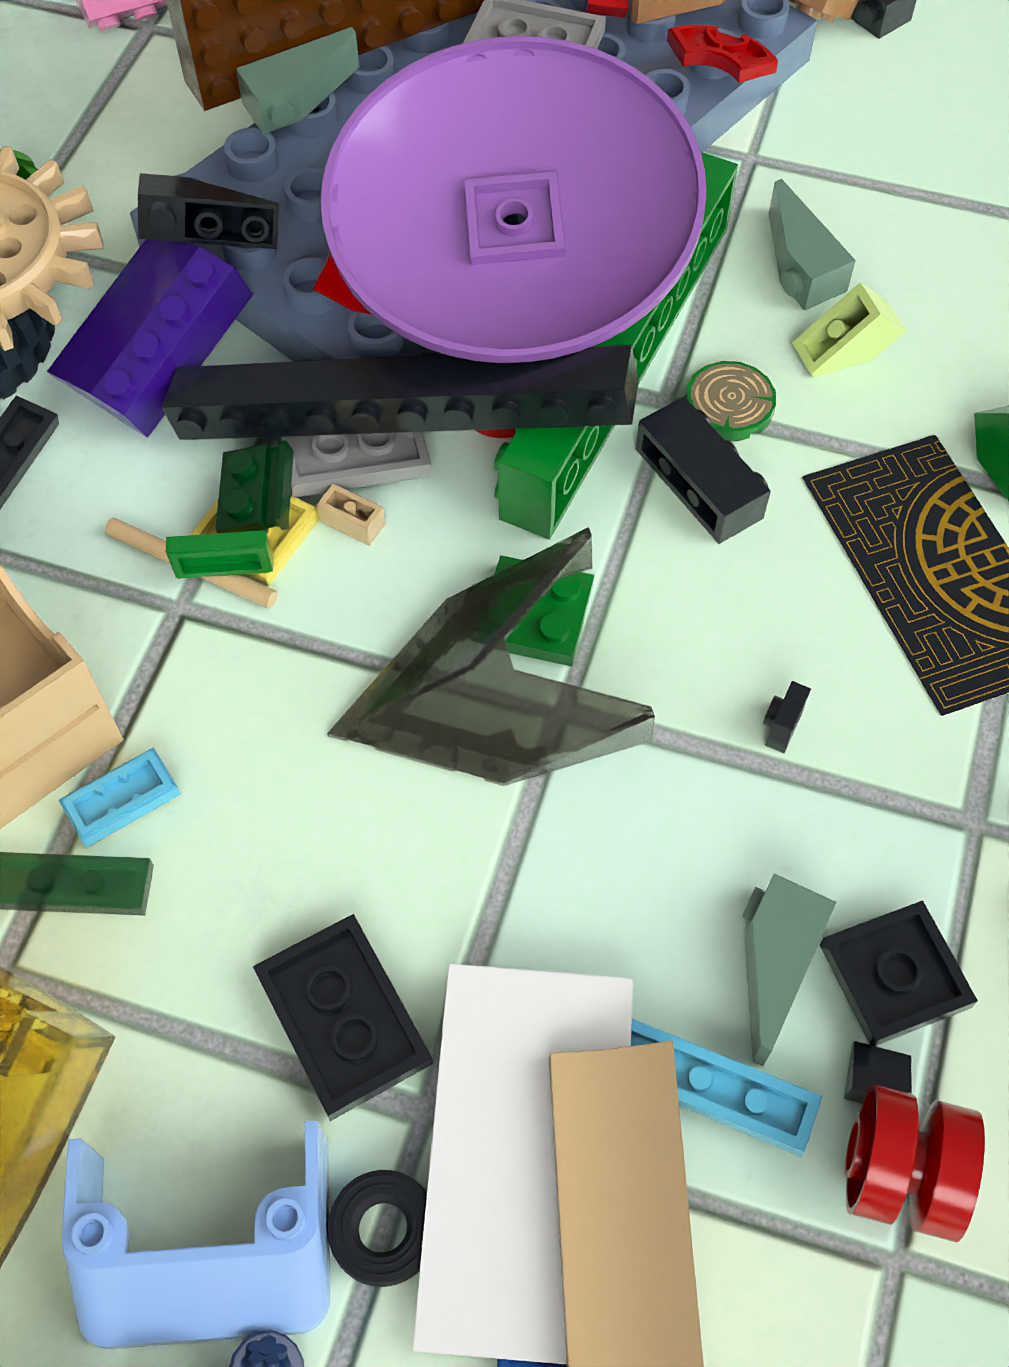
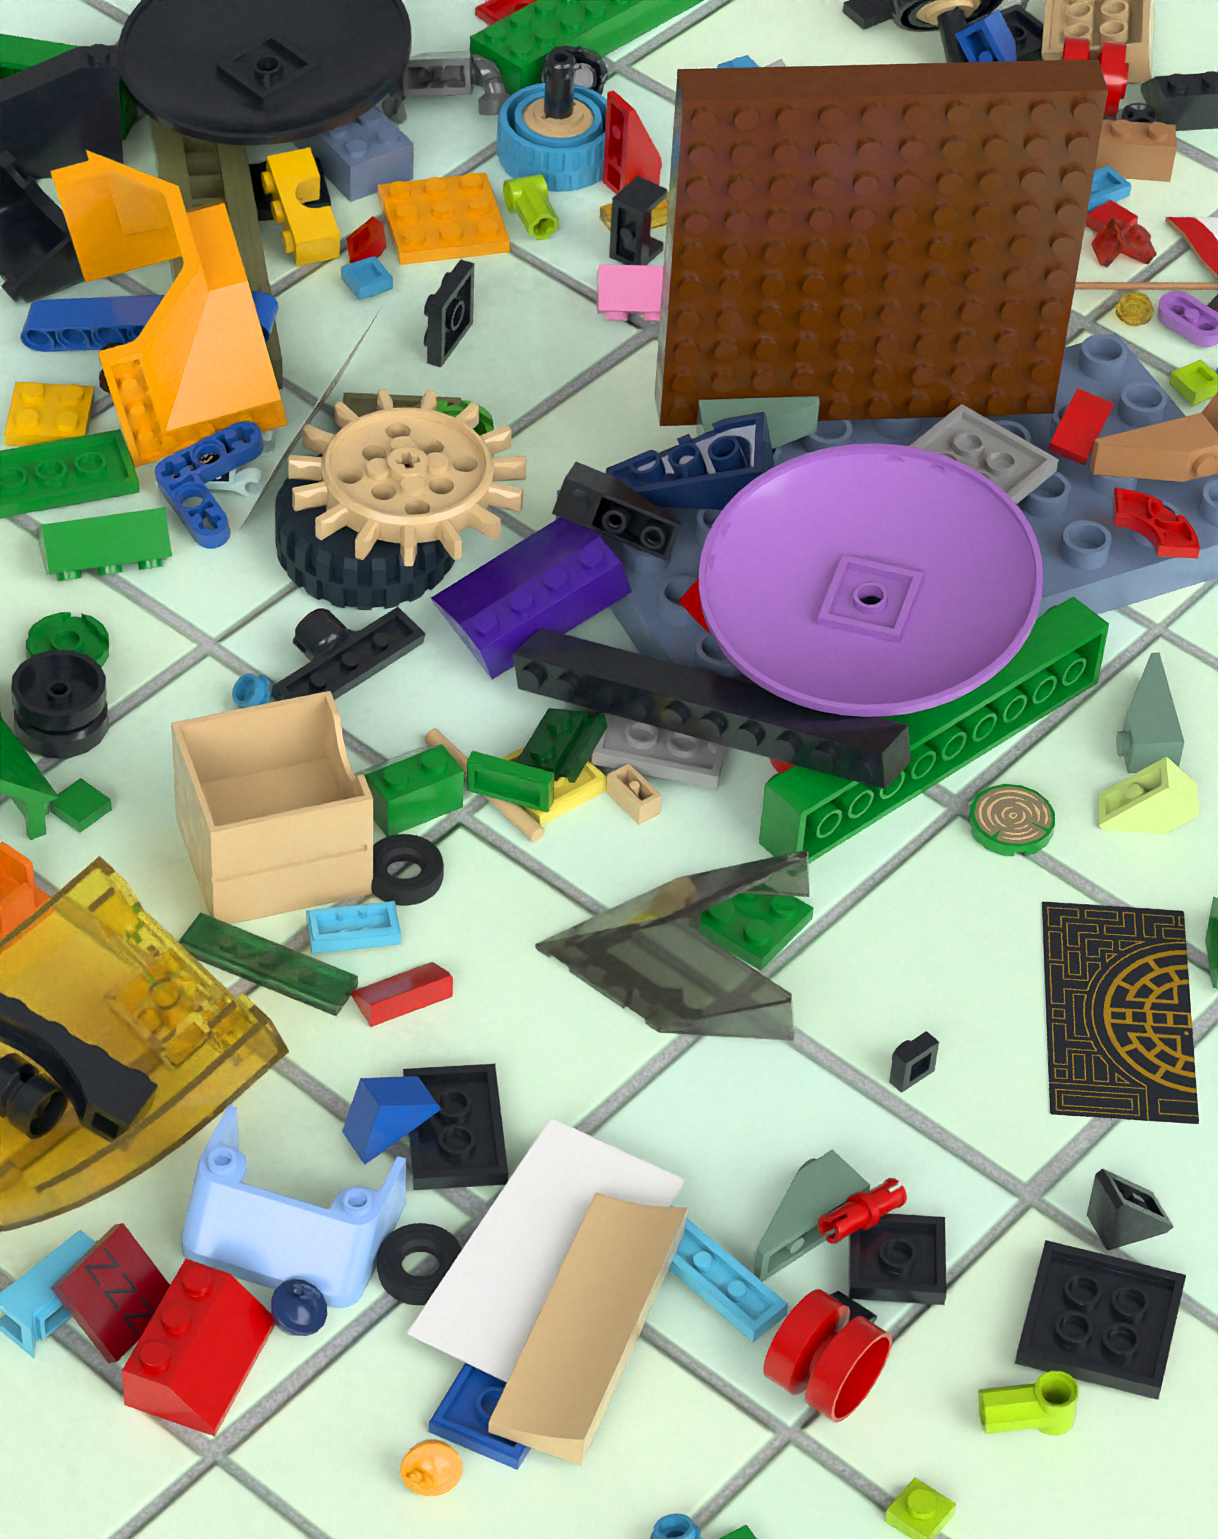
camera: 20 degrees right, 15 degrees down
(112, 599) = (414, 788): none -> green slope
(145, 671) = (406, 890): none -> black tyre
(208, 856) = (403, 993): none -> red slope
(261, 1039) = (386, 1112): none -> blue slope
(275, 140) = (702, 469): none -> dark blue wedge
(702, 469) = (951, 861): black brick -> none
(845, 940) = (862, 1210): none -> red pin

